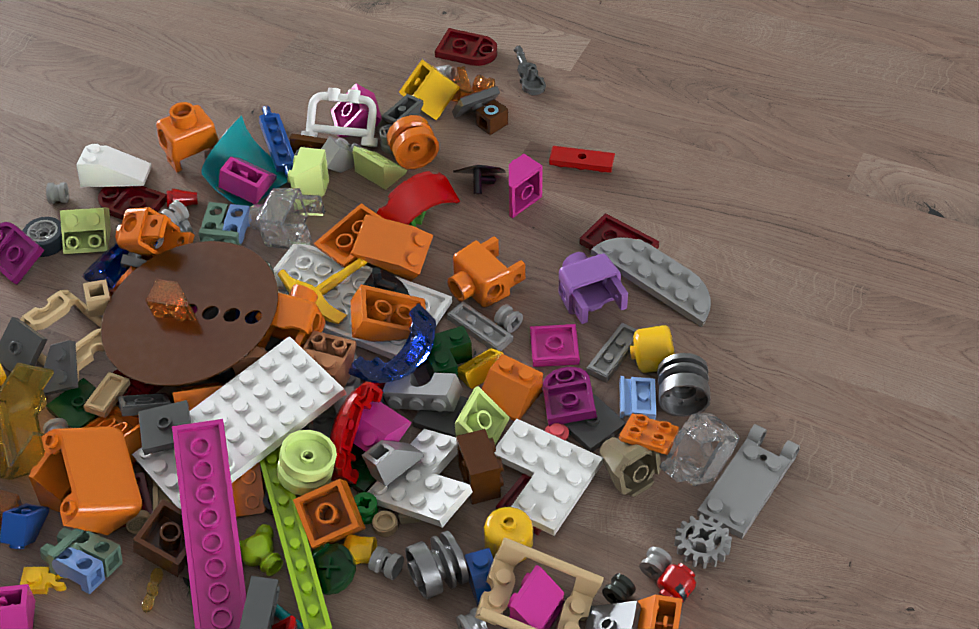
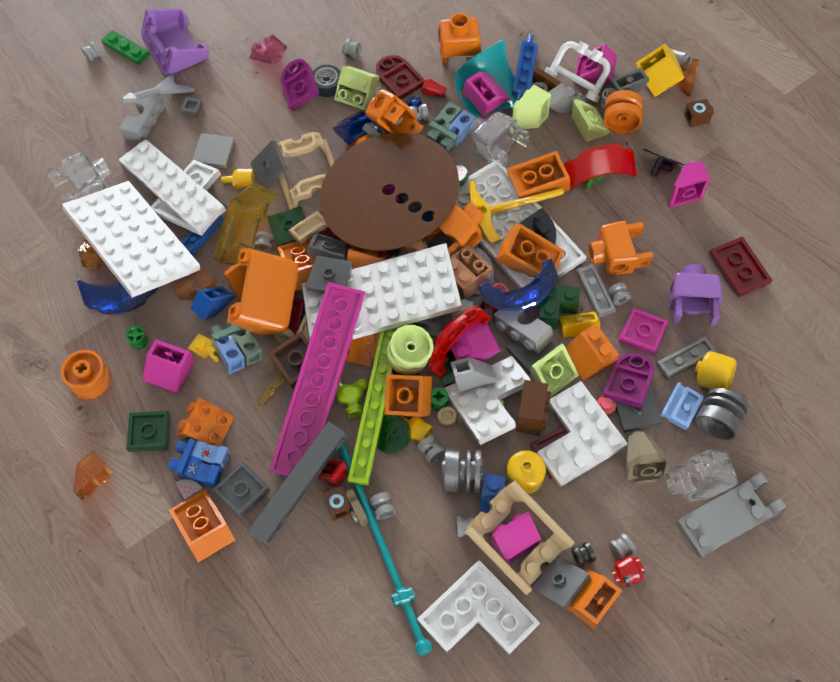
camera: 30 degrees right, 15 degrees up
(63, 362) = (288, 193): dark grey wing -> none
(96, 297) = (334, 147): tan brick -> none
(110, 168) = (396, 43): white slope -> none
(169, 301) = (377, 176): clear orange slope -> none
(176, 212) = (418, 103): light grey wheel -> none
(392, 246) = (561, 197): orange slope -> none
(466, 48) = (711, 41): dark red tile -> none
(475, 101) = (691, 95): dark grey plate -> none
(481, 83) = (706, 82): clear orange wheel -> none
(528, 72) = (747, 94): dark grey piece -> none
(581, 159) = (750, 179): red tile -> none
(649, 433) = (671, 444): orange bracket -> none
(659, 276) = (754, 309): light grey plate -> none
(703, 541) = (669, 538): light grey gear -> none

